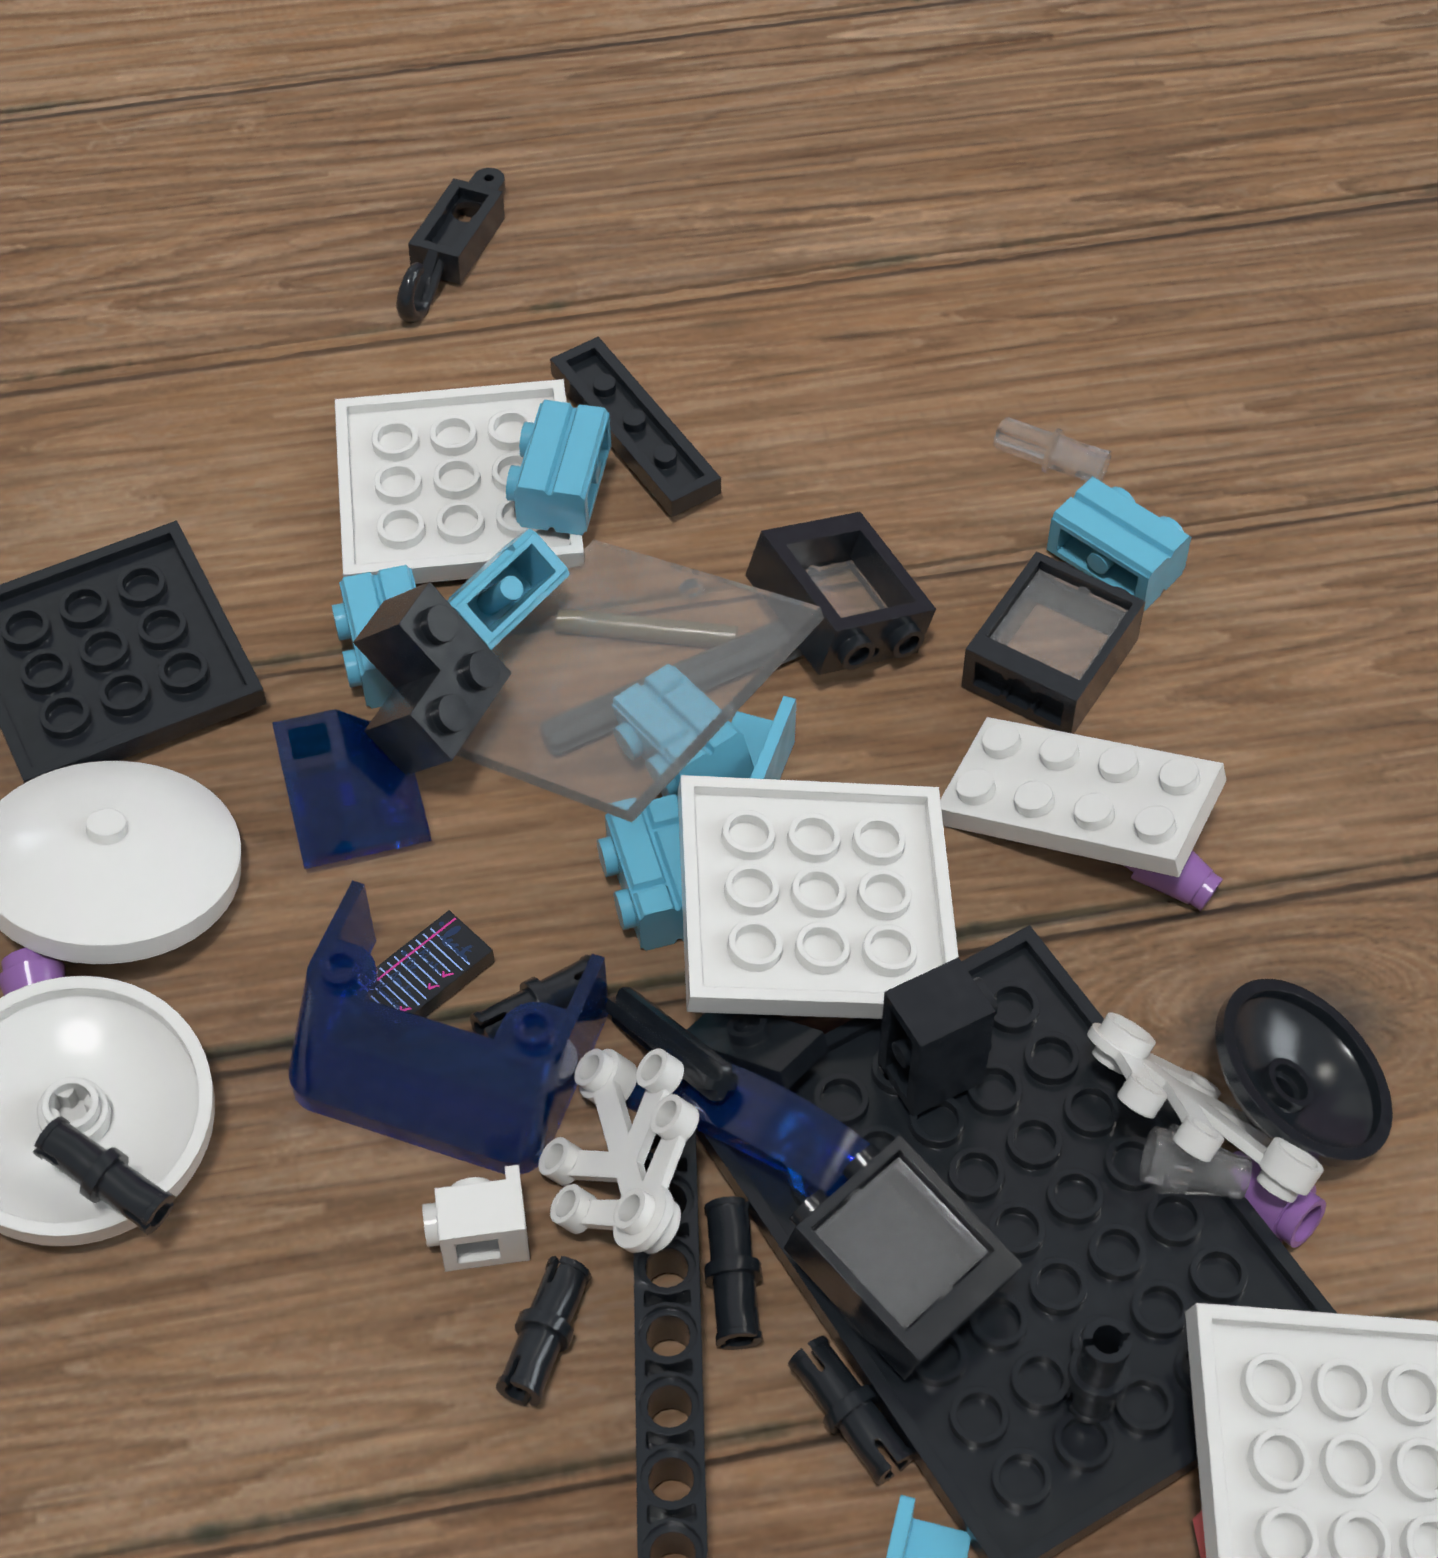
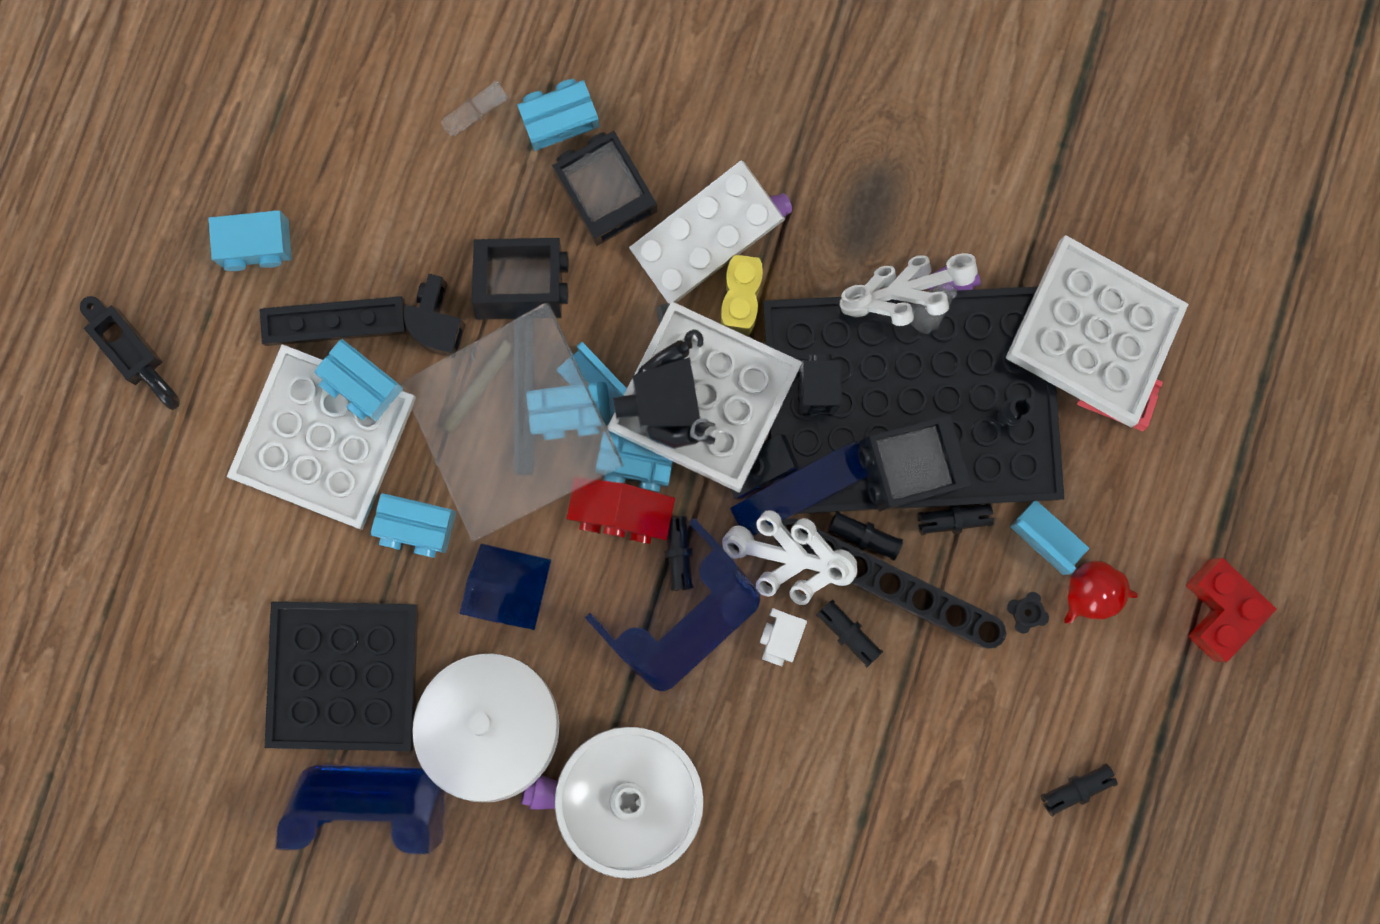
camera: 60 degrees left, 30 degrees up
(104, 1175) = (681, 802): black pin -> none
(431, 967) = (629, 598): black tile -> none
(439, 678) = (479, 517): black brick -> none
(509, 587) = (429, 457): medium azure brick -> none
(568, 881) = (621, 510): none -> red brick
(655, 1029) = (743, 505): black axle -> none
(689, 291) = (250, 239): none -> medium azure brick
(707, 523) = (427, 325): none -> black brick
(777, 816) = (667, 398): none -> black torso
(1005, 890) = (742, 288): none -> light yellow brick
(1303, 1072) = (911, 227): black dish -> none

